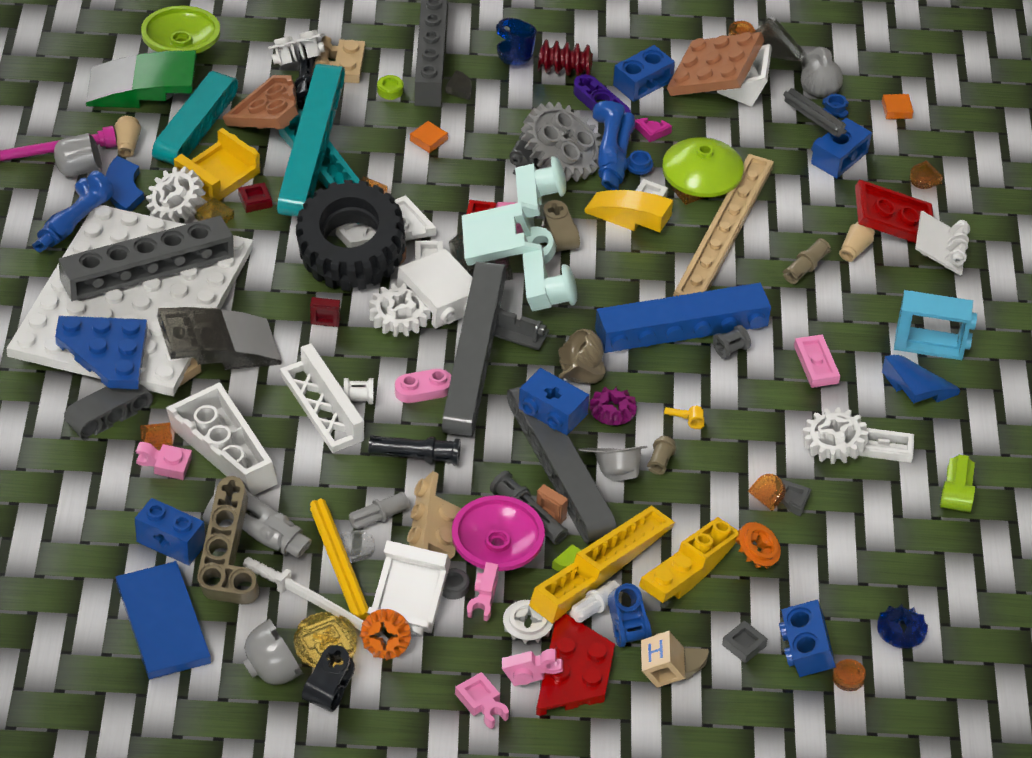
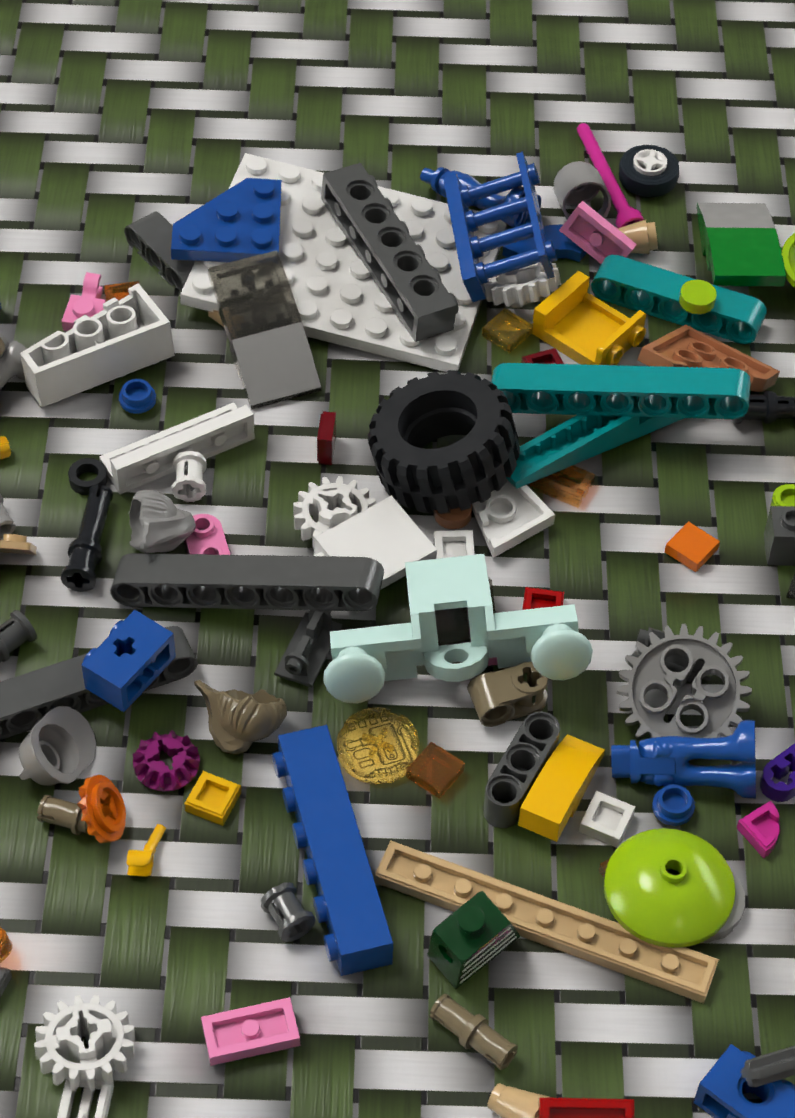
camera: 90 degrees right, 5 degrees up
(50, 121) = (648, 170): none -> black wheel
(133, 148) = (596, 234): none -> bright pink plate
(134, 214) = (466, 222): none -> blue fence
(211, 97) = (697, 296): none -> lime tile
(270, 425) = (137, 396): none -> blue plate
(349, 464) = (87, 465): none -> black piece
(414, 403) = (158, 523): none -> light grey hair
(595, 294) = (377, 745): none -> clear yellow tile
(615, 272) = (435, 770): none -> clear orange tile
(619, 226) = (525, 753): none -> dark grey beam
(641, 383) = (212, 798): none -> yellow tile
(664, 426) = (102, 809): none -> orange gear
(753, 247) = (472, 937): none -> dark green torso

